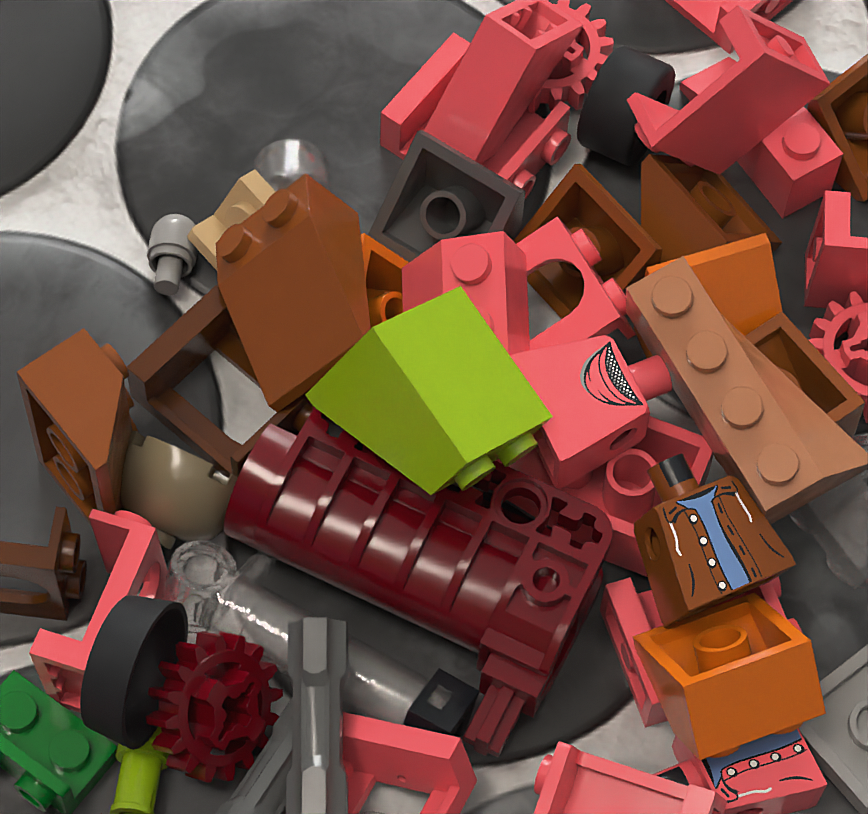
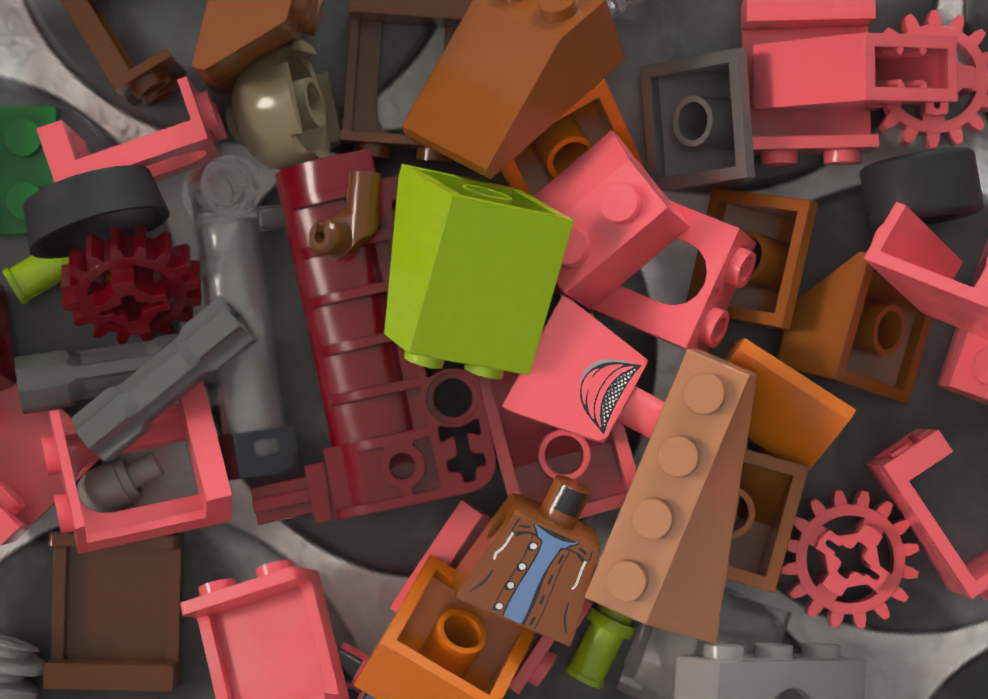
camera: 55 degrees right, 25 degrees up
(321, 463) = (352, 225): none -> reddish brown arm
(805, 580) = (600, 645): none -> lime pin

